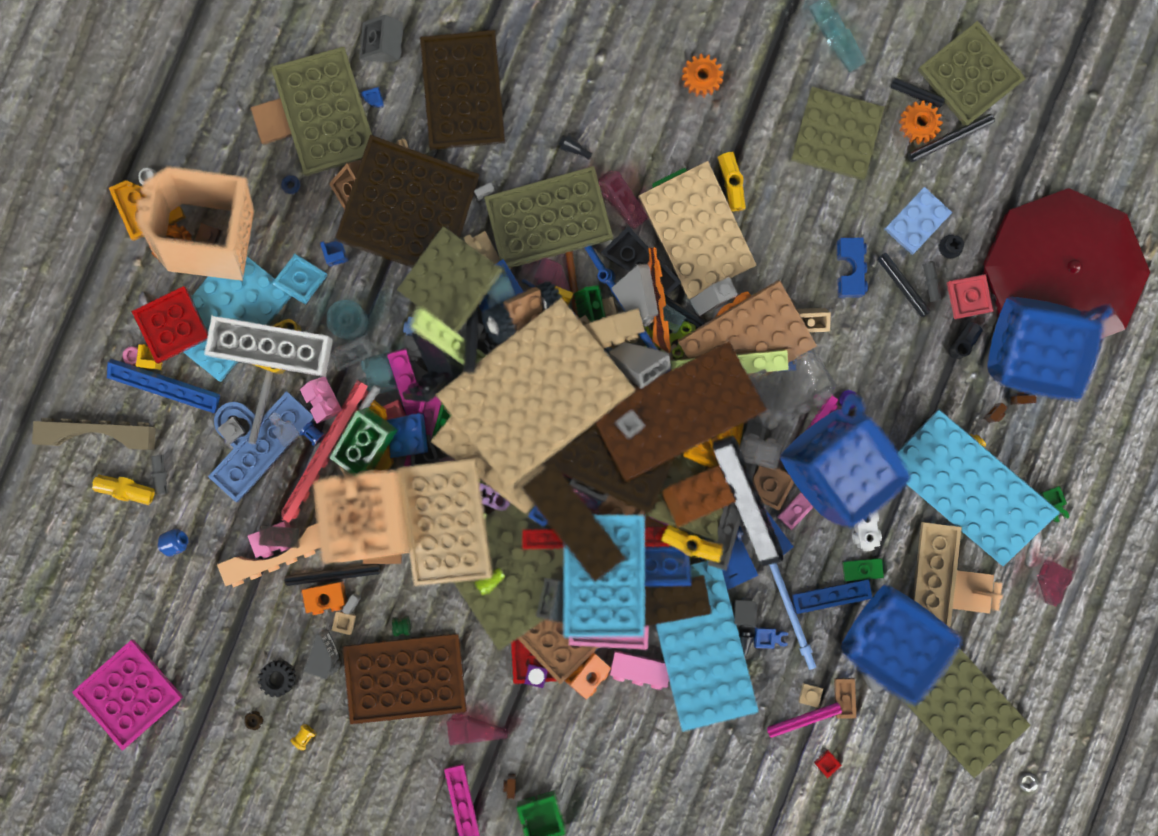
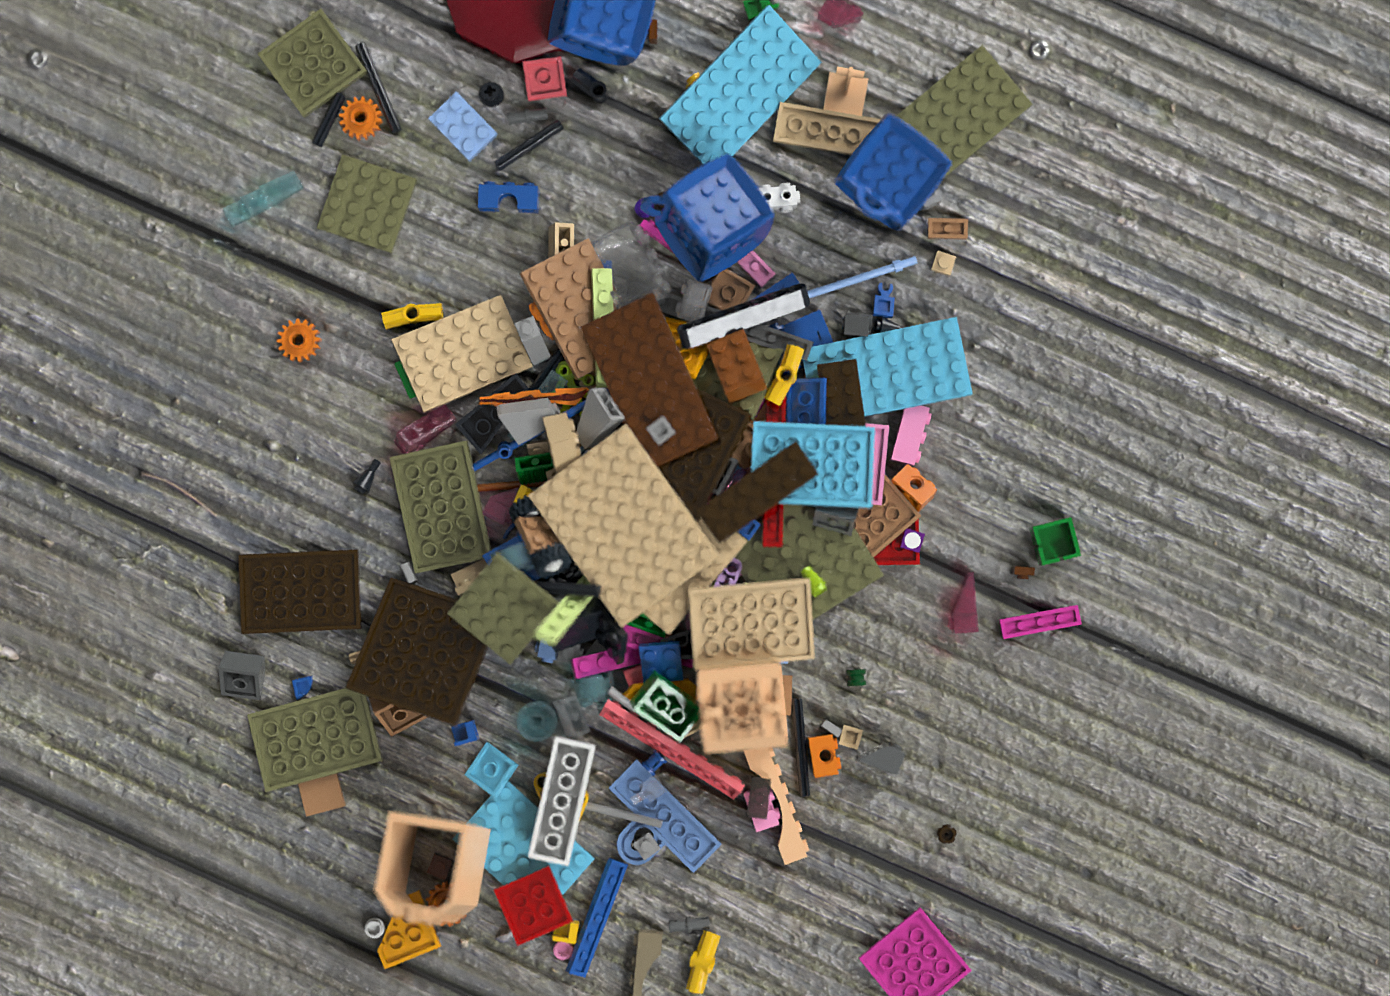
camera: 85 degrees left, 0 degrees up
(172, 542) = (760, 911): blue head -> none
(266, 684) = (893, 802): black tyre -> none
(285, 182) = (384, 777): dark blue plate -> none
(303, 737) = (965, 782): yellow bush -> none
(322, 399) = (618, 750): bright pink brick -> none
(404, 678) = (910, 676): reddish brown plate -> none
(804, 719) = (967, 271): dark pink axle -> none
(827, 763) = (1013, 250): red tile -> none
(832, 596) = (844, 236): blue plate -> none
(863, 569) = (818, 203): green plate -> none
(996, 413) = (665, 59): reddish brown plate -> none

